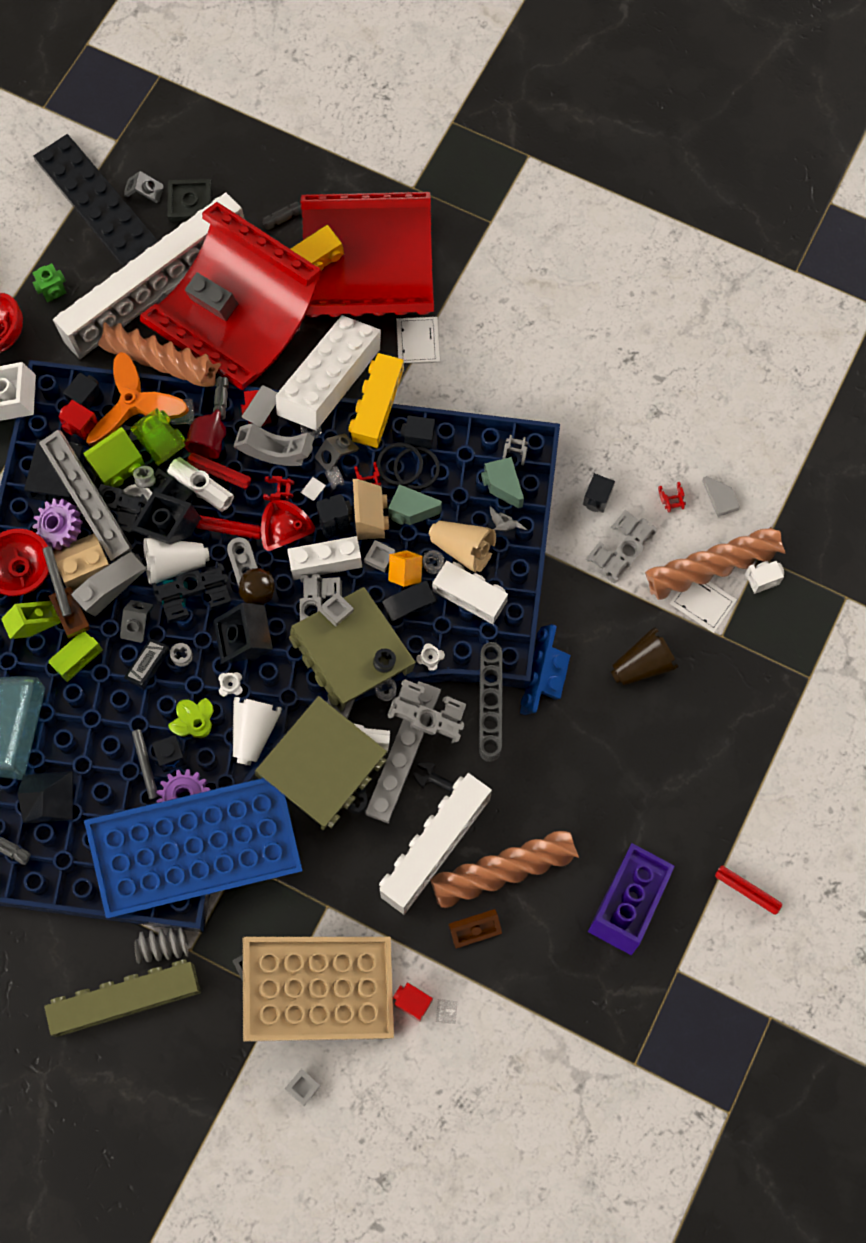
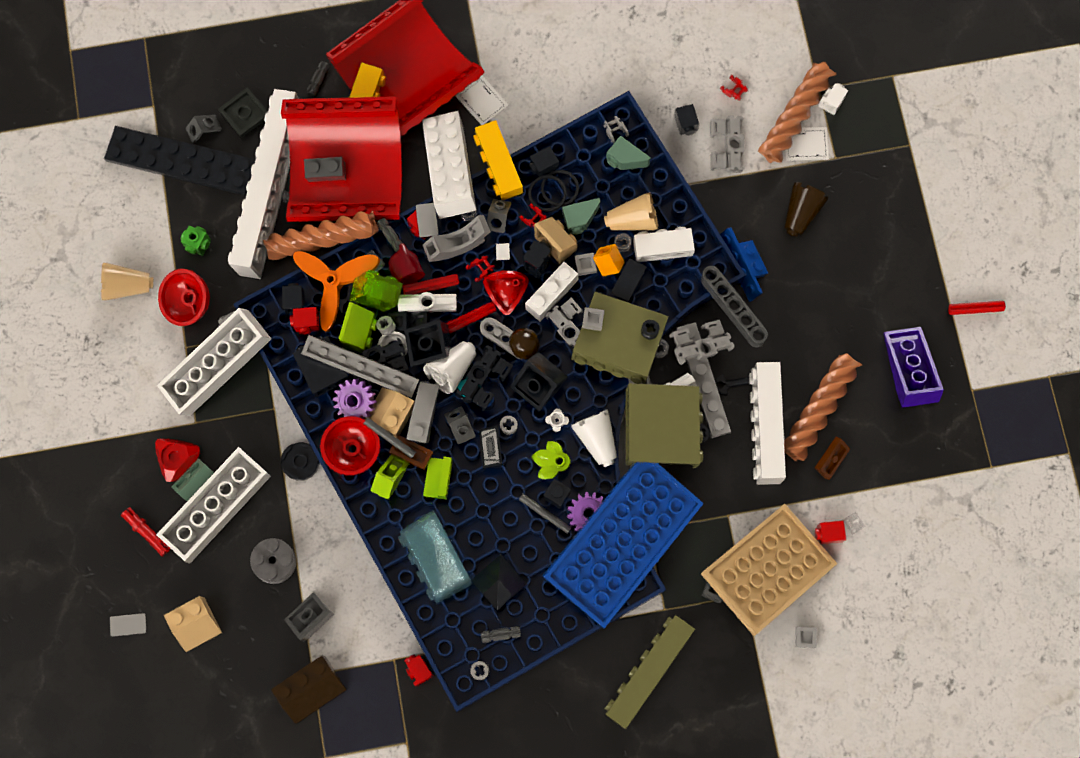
camera: 35 degrees left, 5 degrees up
(161, 944) = (646, 618): light grey piece -> none
(334, 477) = (512, 233): clear bush -> none
(429, 650) = (675, 301): white plate -> none
(504, 522) = (647, 182): light grey piece -> none
(721, 496) = (764, 65): light grey tile -> none

